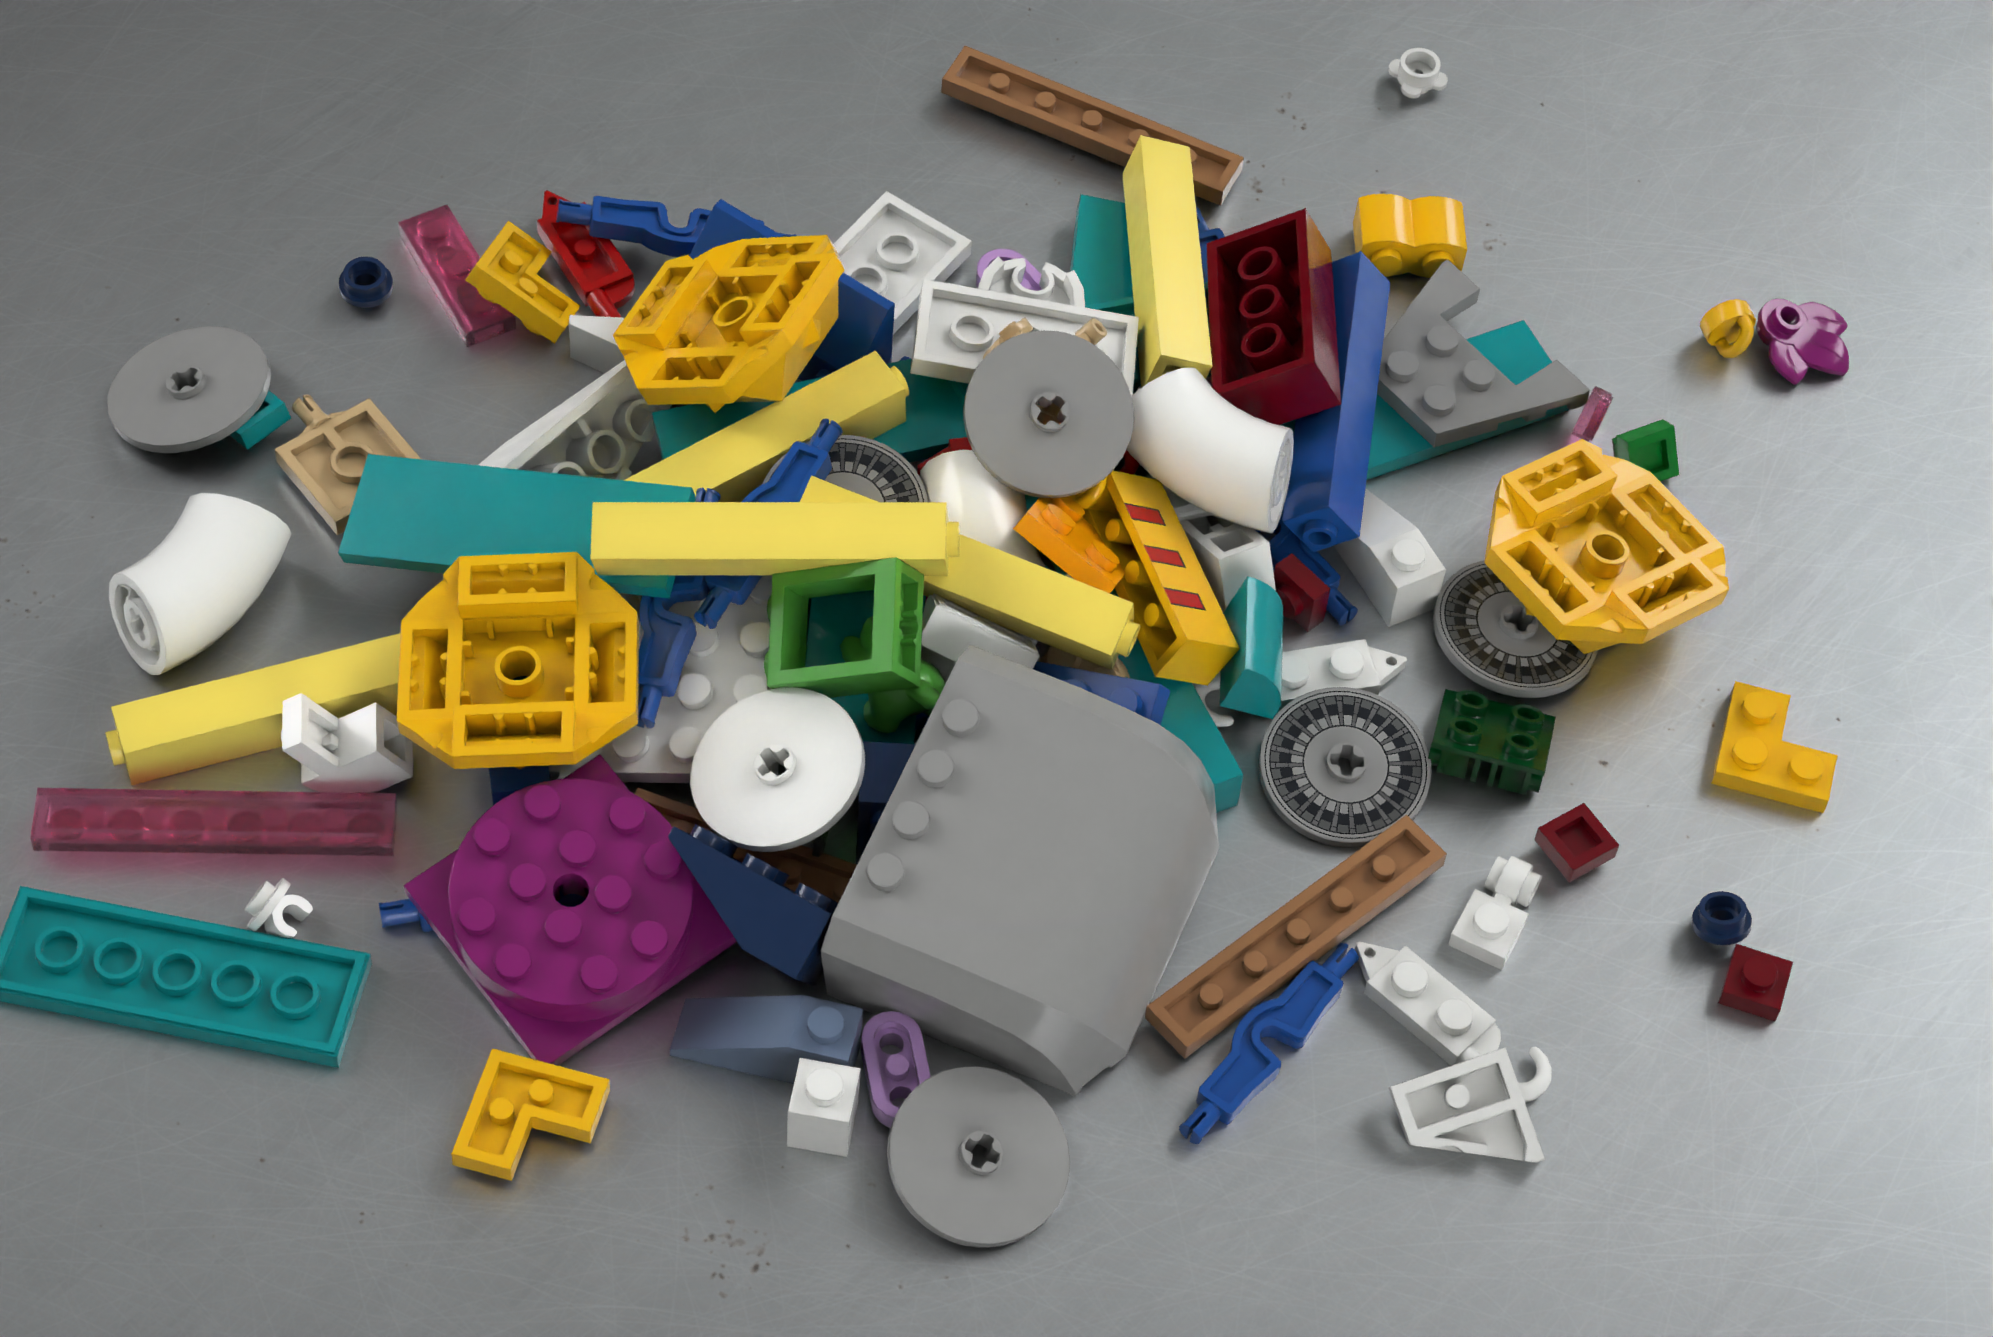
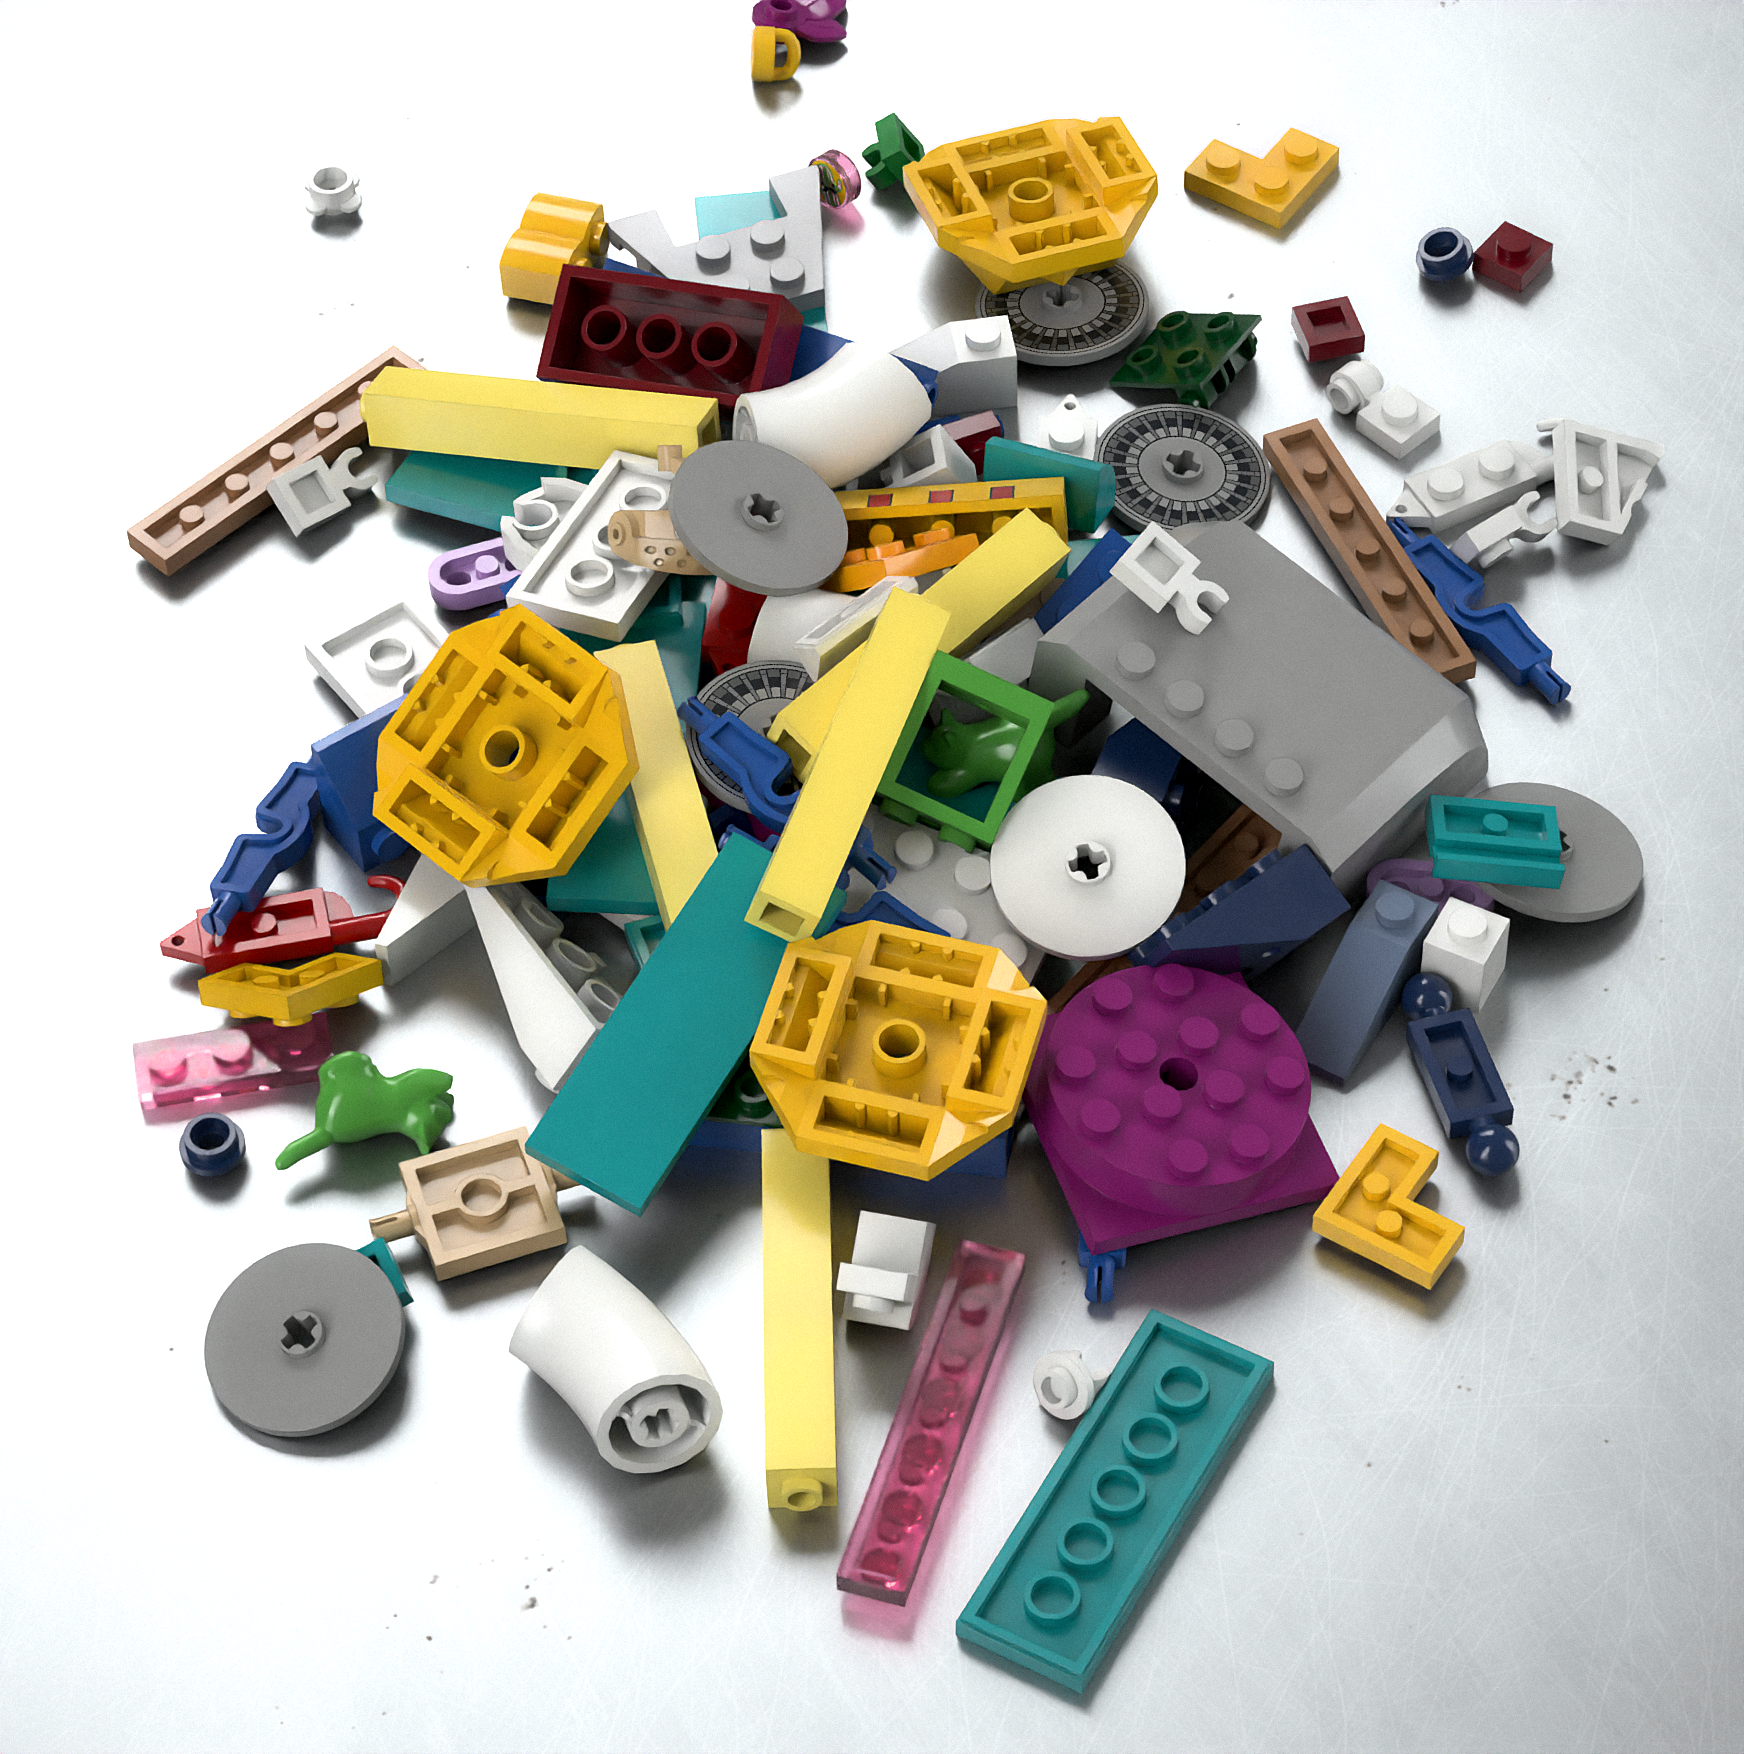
camera: 65 degrees left, 5 degrees down
(423, 361) = (363, 1103): none -> bright green animal
(692, 1136) = (1460, 1074): none -> dark blue plate
(938, 1091) = (1494, 841): none -> teal plate
(973, 519) = (847, 628): none -> white slope
(1051, 702) = (1162, 571): none -> white plate
(1059, 153) = (317, 494): none -> white plate
(1350, 1030) = (1490, 539): none -> white plate

